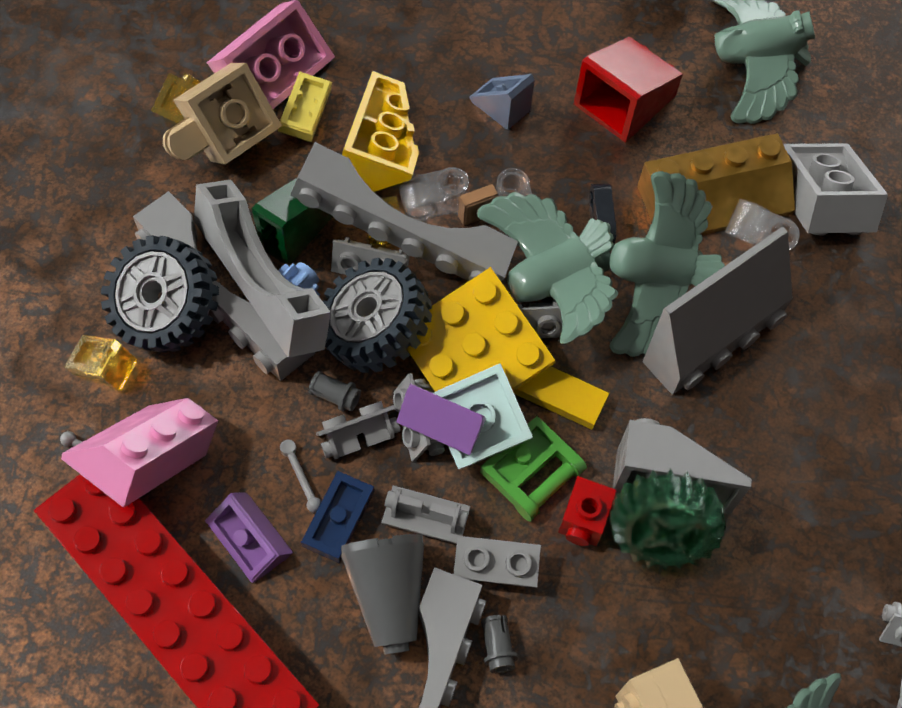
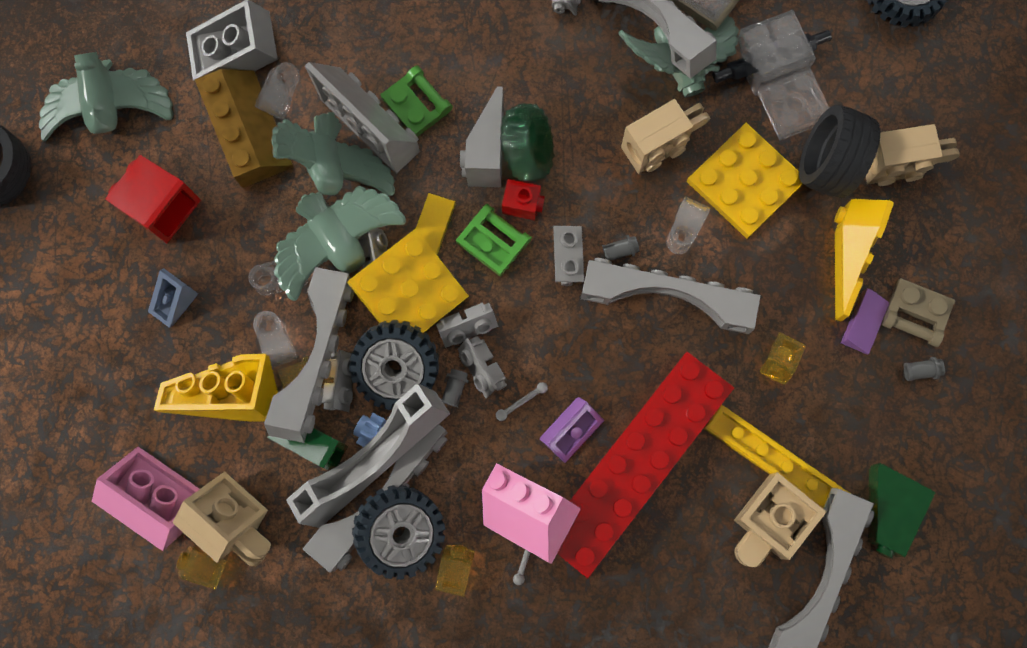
camera: 90 degrees left, 15 degrees up
(305, 106) = (196, 459): light yellow plate -> none
(337, 516) = (550, 367): dark blue plate -> none
(387, 587) = (596, 323): dark grey cone -> none
(425, 514) = (538, 308): light grey hinge -> none
(440, 419) = (475, 300): medium lavender slope -> none
(472, 201) = (280, 304): medium nougat tile -> none
(492, 397) = (467, 276): light aqua plate -> none
(602, 205) = (275, 209): black beam -> none
(737, 385) = (407, 105): none -> bright green plate

